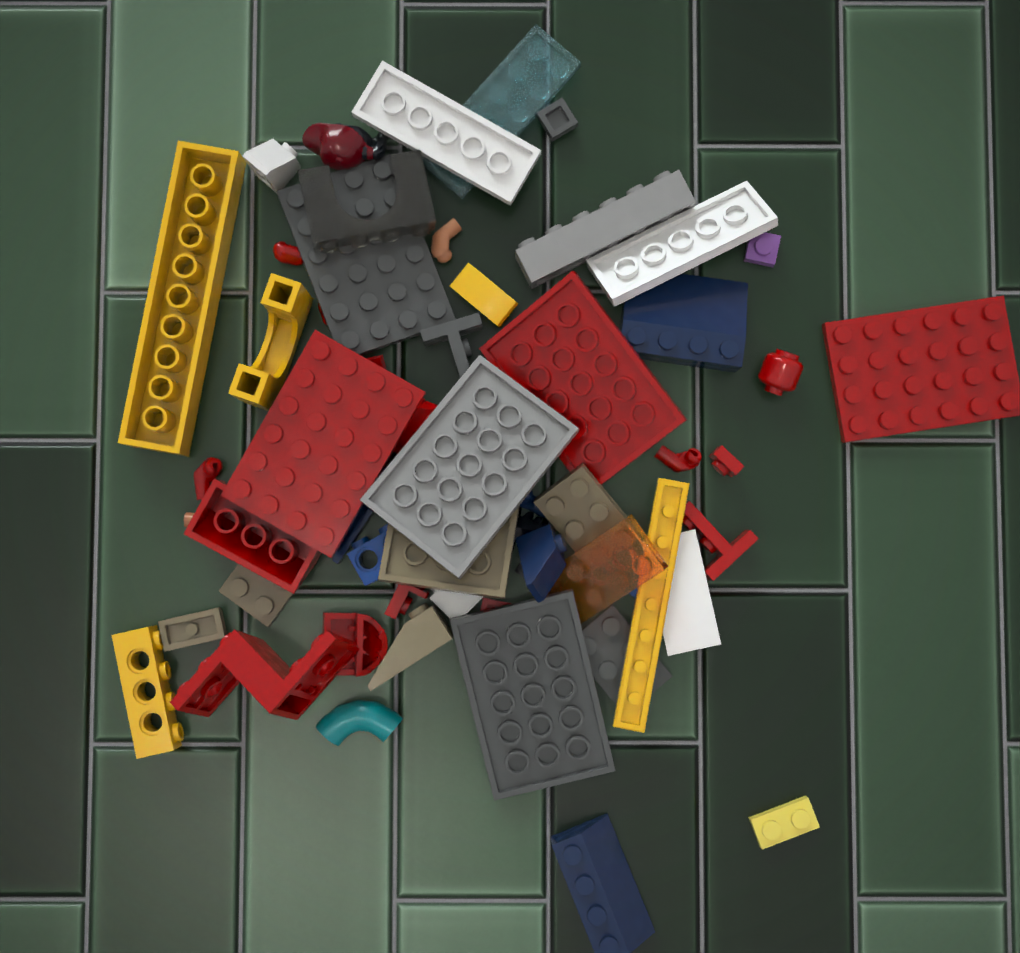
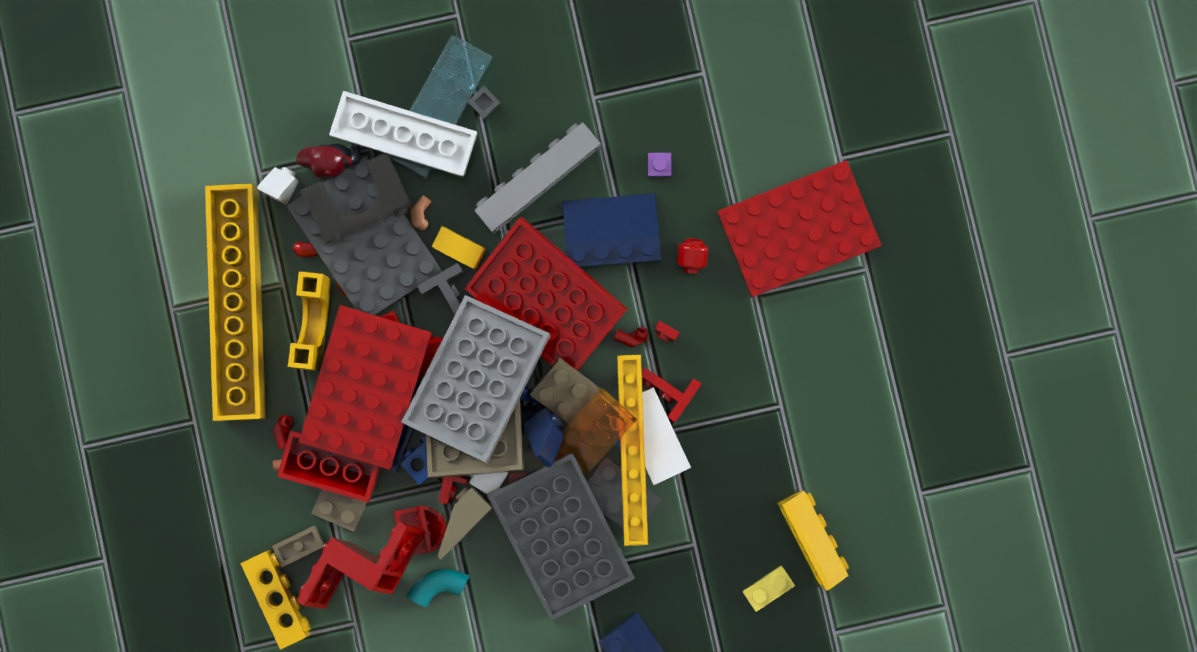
camera: 10 degrees left, 0 degrees up
(681, 243) = (597, 176): white plate -> none
(858, 775) = (813, 540): none -> yellow slope

